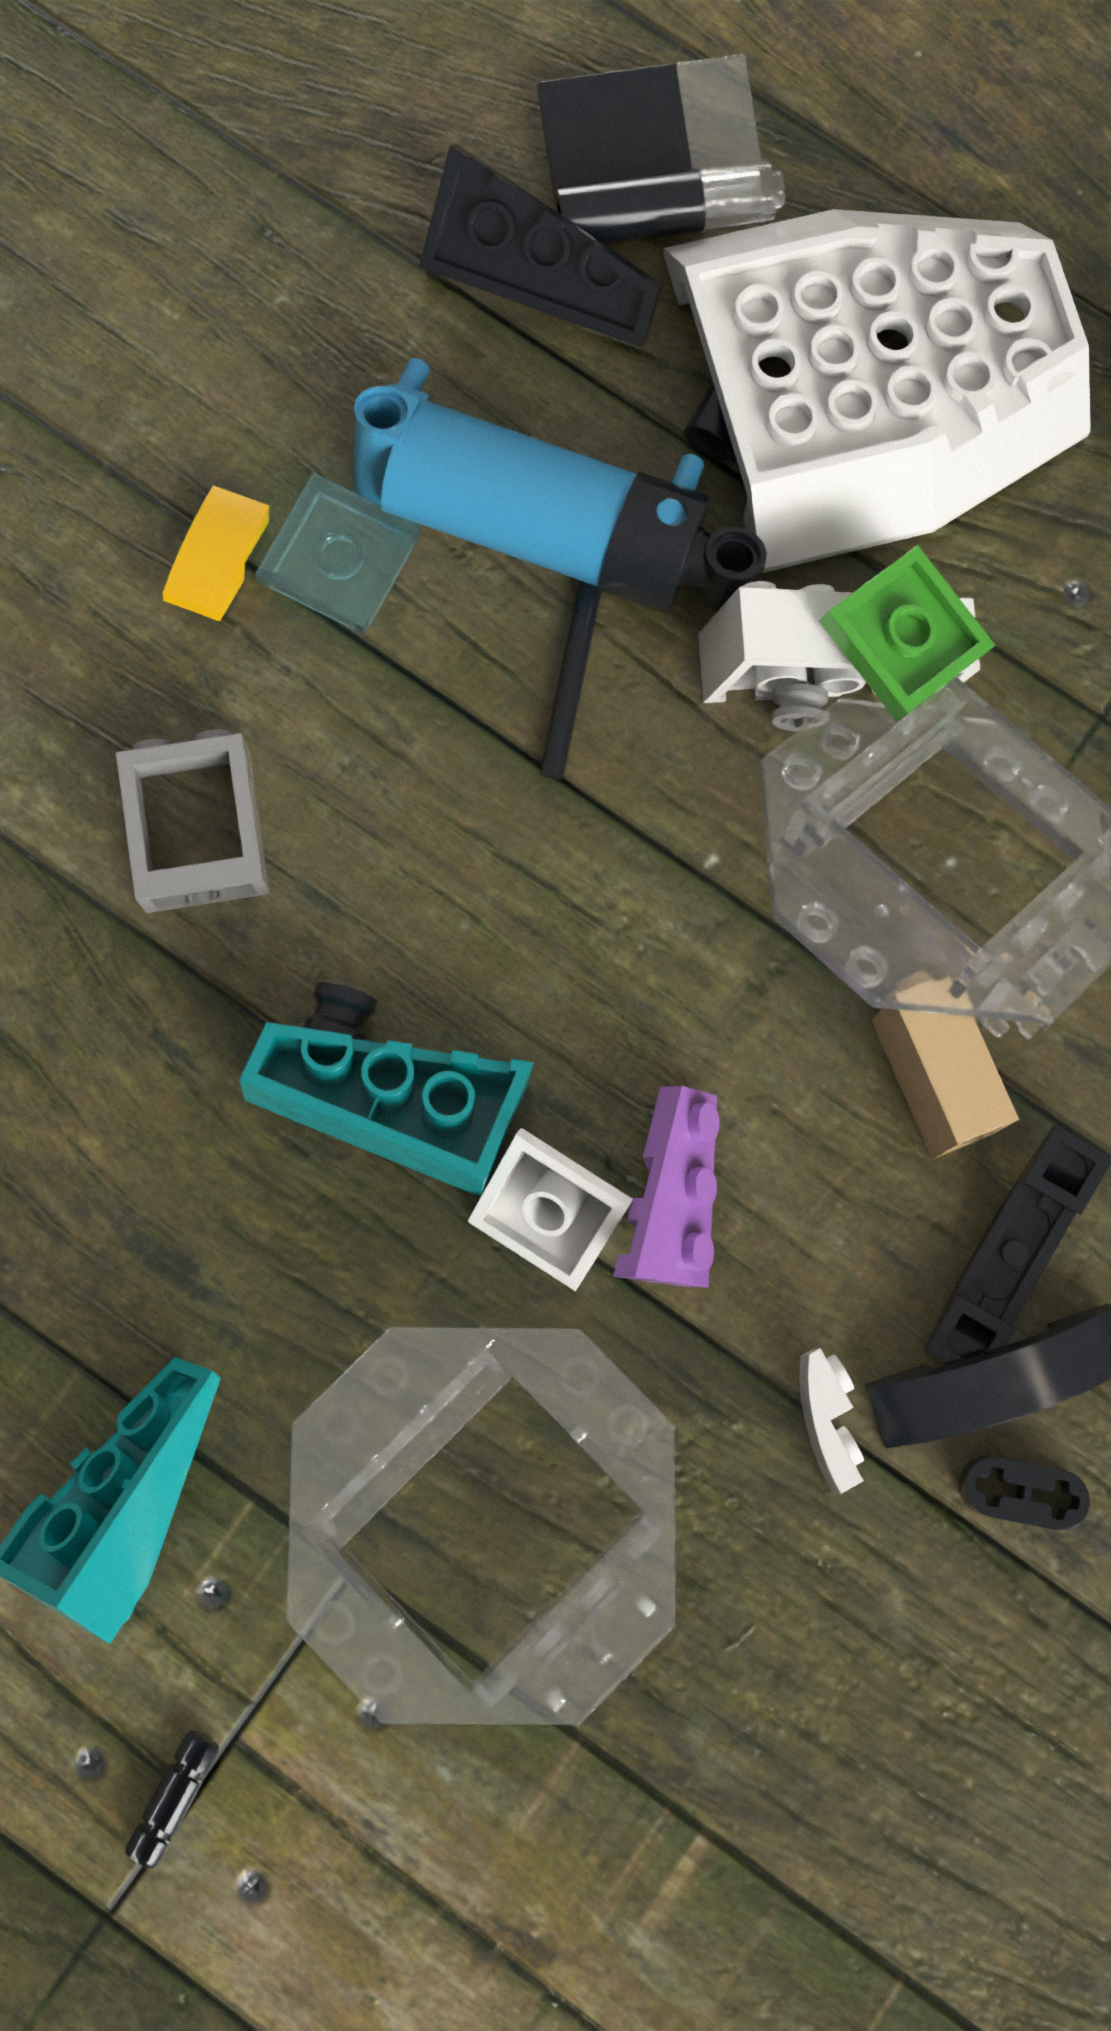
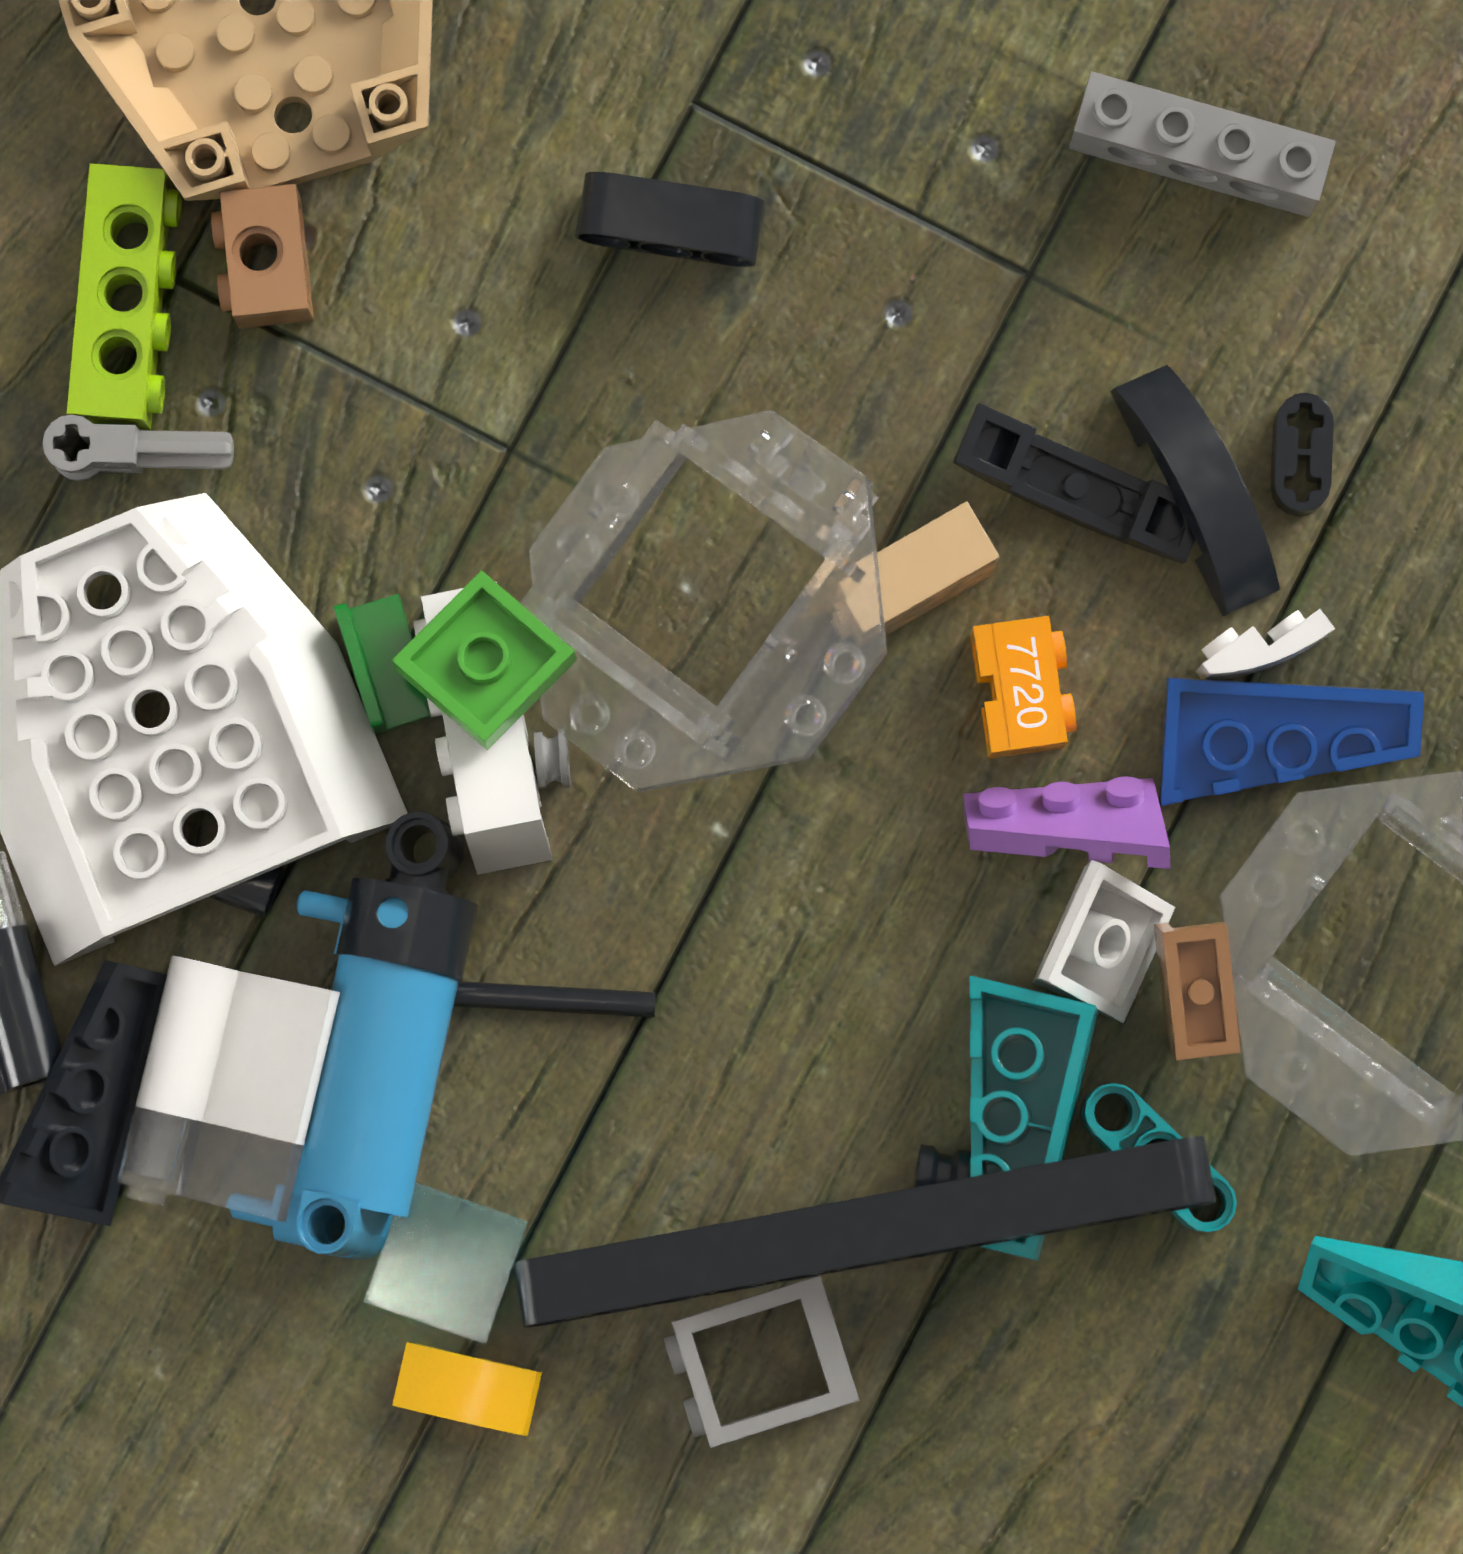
camera: 95 degrees left, 5 degrees up
(293, 940) = (866, 1231): none -> black beam
(293, 1235) = (1142, 1127): none -> teal beam
(485, 1292) = (1197, 990): none -> medium nougat panel
(529, 365) = (227, 1089): none -> white door
(740, 1403) = (1259, 733): none -> blue wing
(833, 1167) = (1026, 702): none -> light orange brick
(940, 539) = (372, 639): none -> green panel

